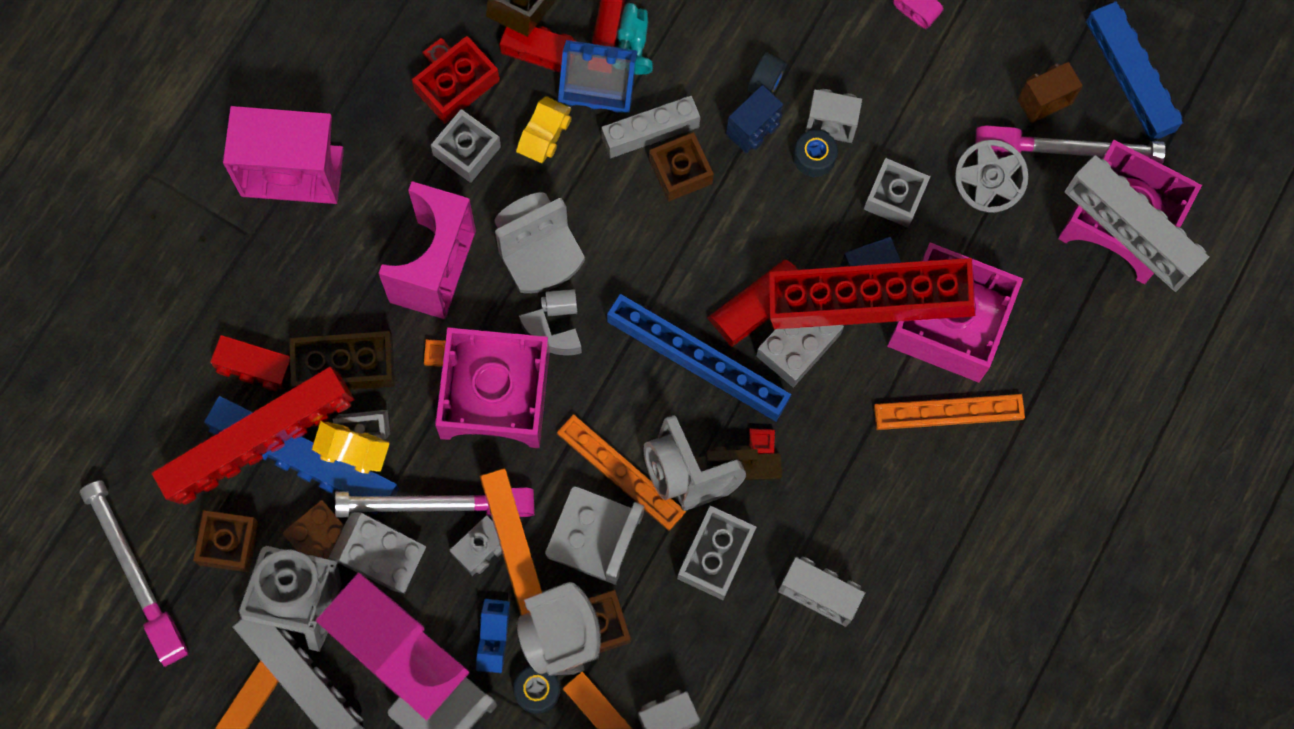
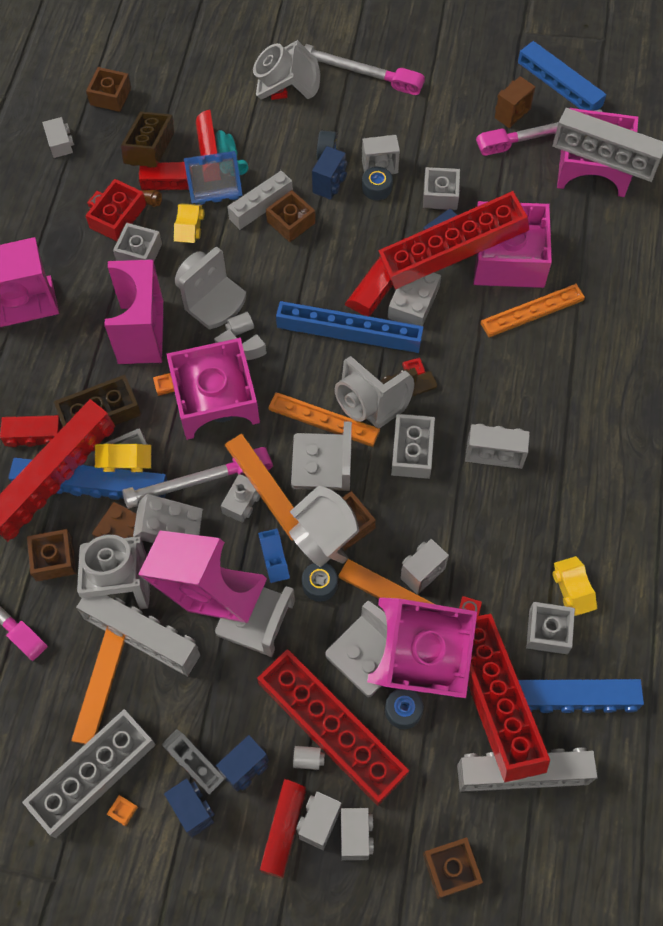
camera: 15 degrees left, 10 degrees down
(508, 73) = (152, 197): none -> reddish brown cone
(991, 176) = (498, 161): light grey wheel -> none

